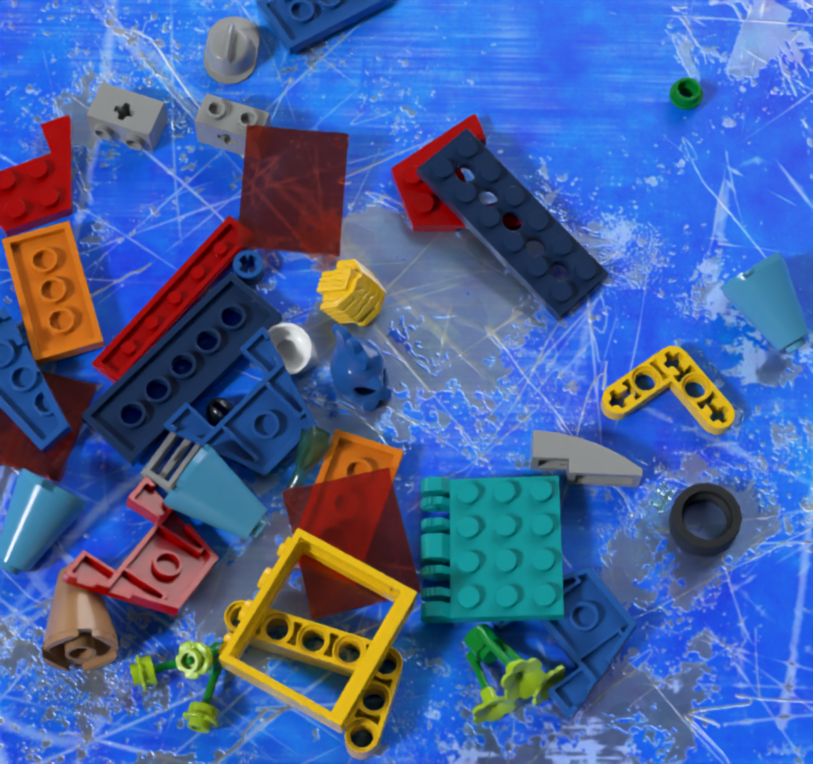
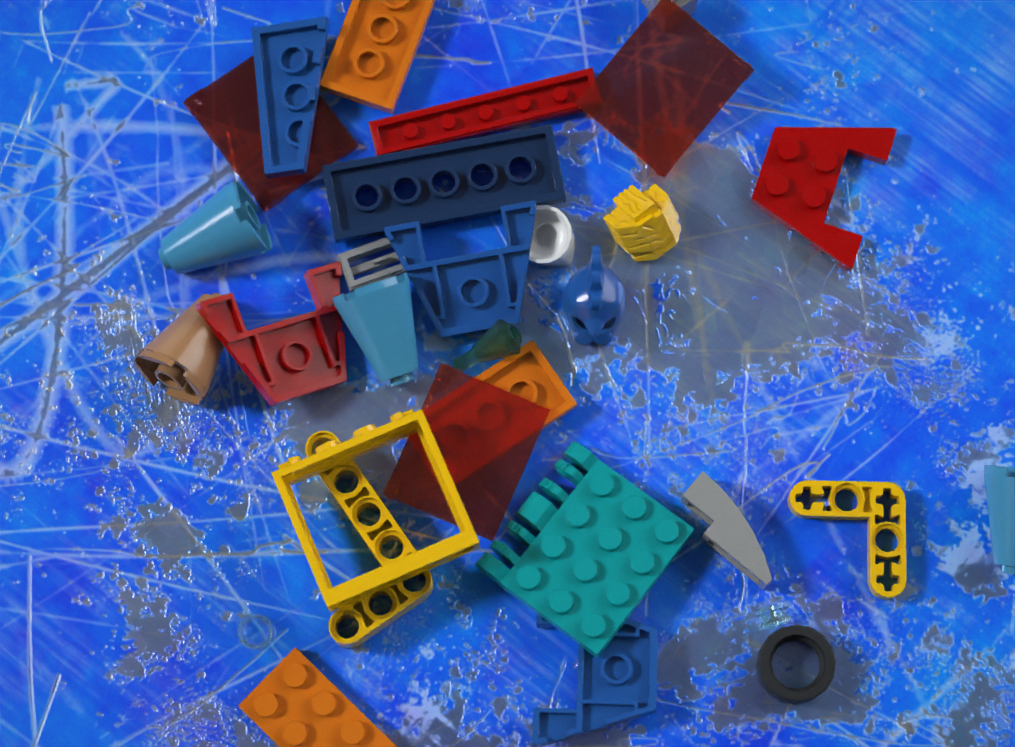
camera: 40 degrees right, 10 degrees up
(193, 661) = (251, 459): lime plant -> none
(215, 416) = (438, 249): black hinge -> none
(246, 257) = (584, 134): blue bush -> none
(509, 245) = (861, 242): dark blue plate -> none
(521, 677) = (509, 682): lime plant -> none

